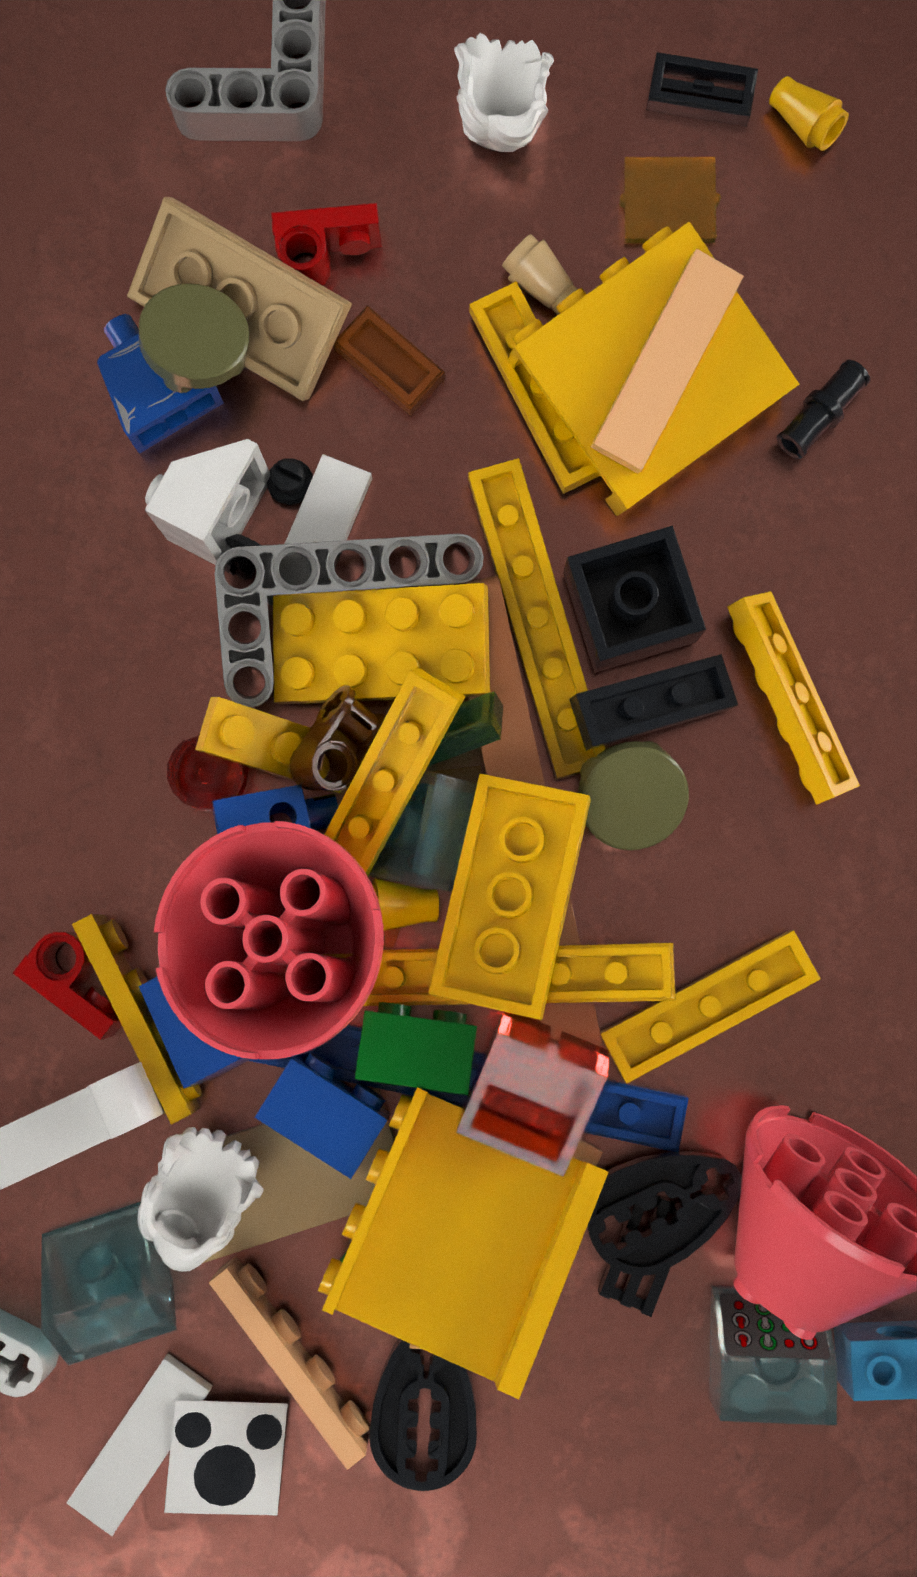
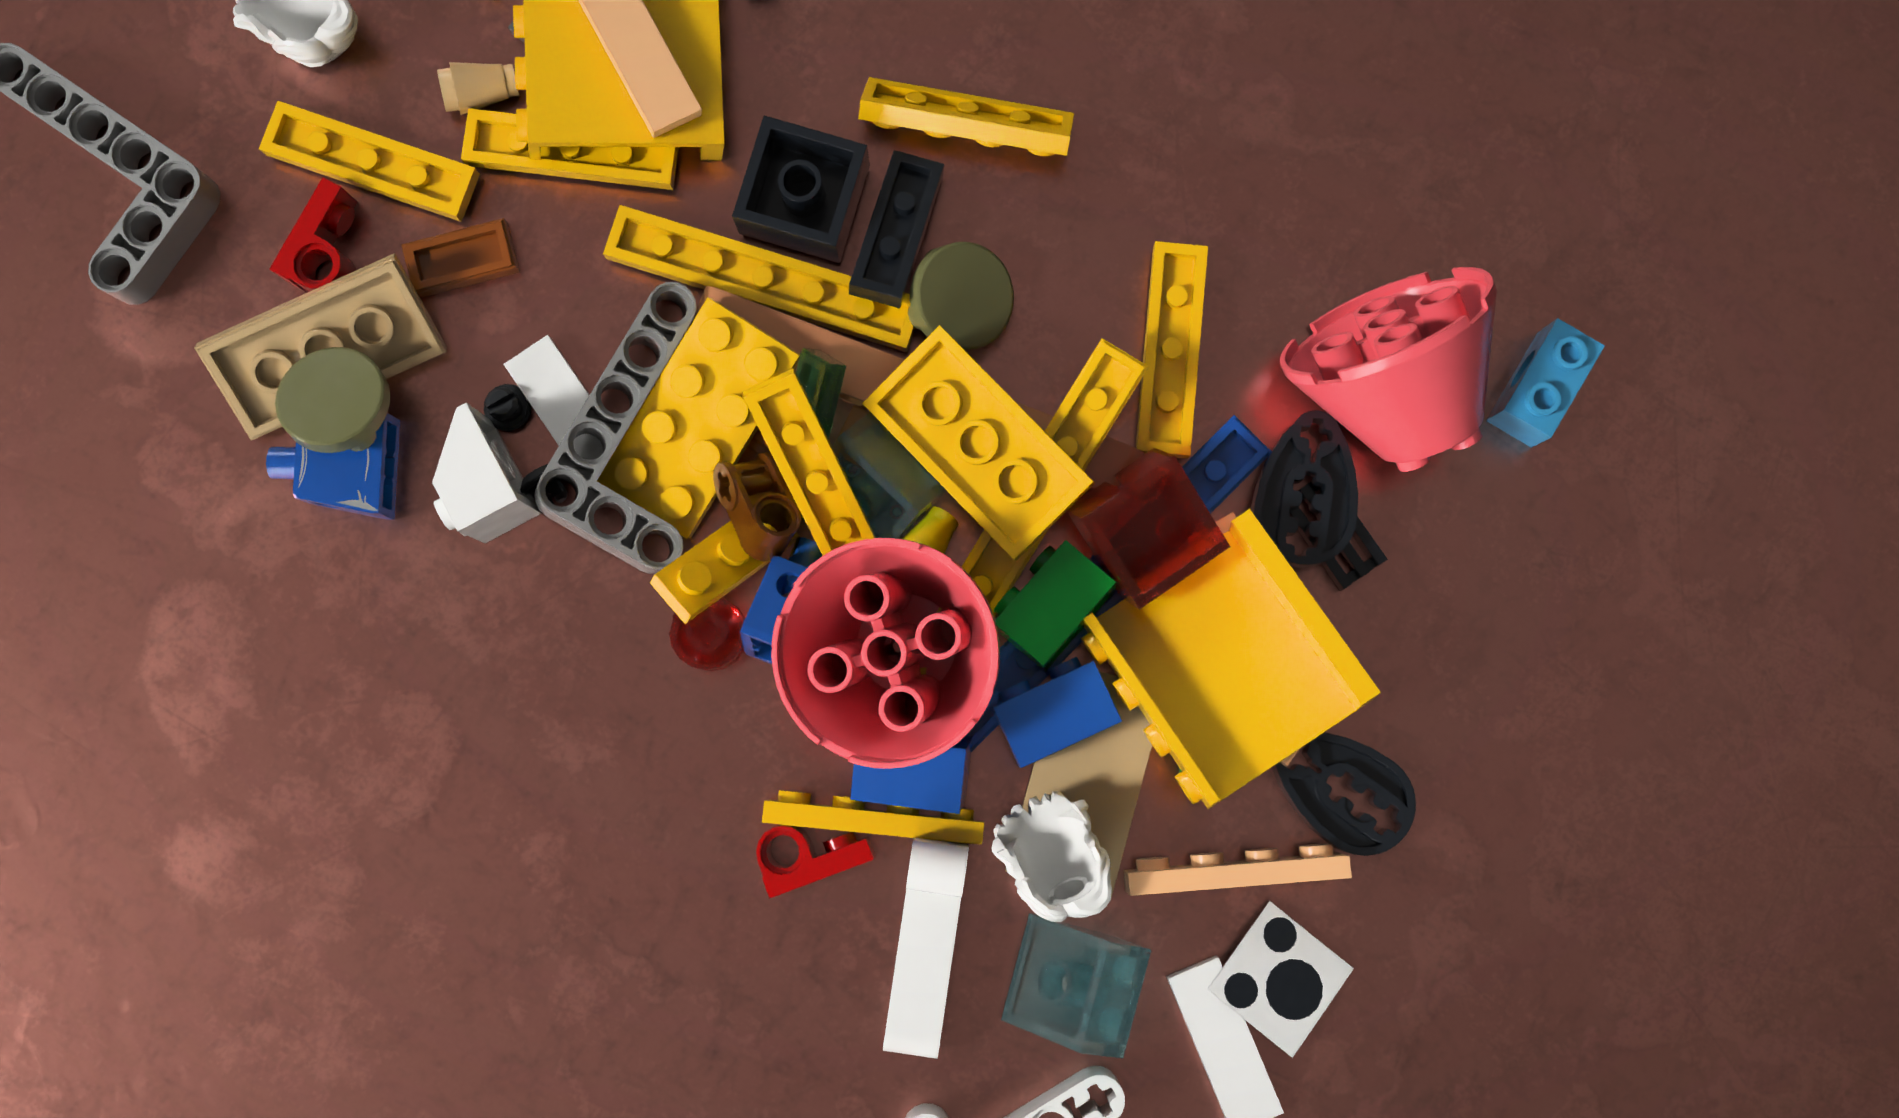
camera: 60 degrees left, 0 degrees up
(419, 233) = (369, 161): none -> yellow plate
(766, 1370) = (1480, 490): clear light blue slope -> none

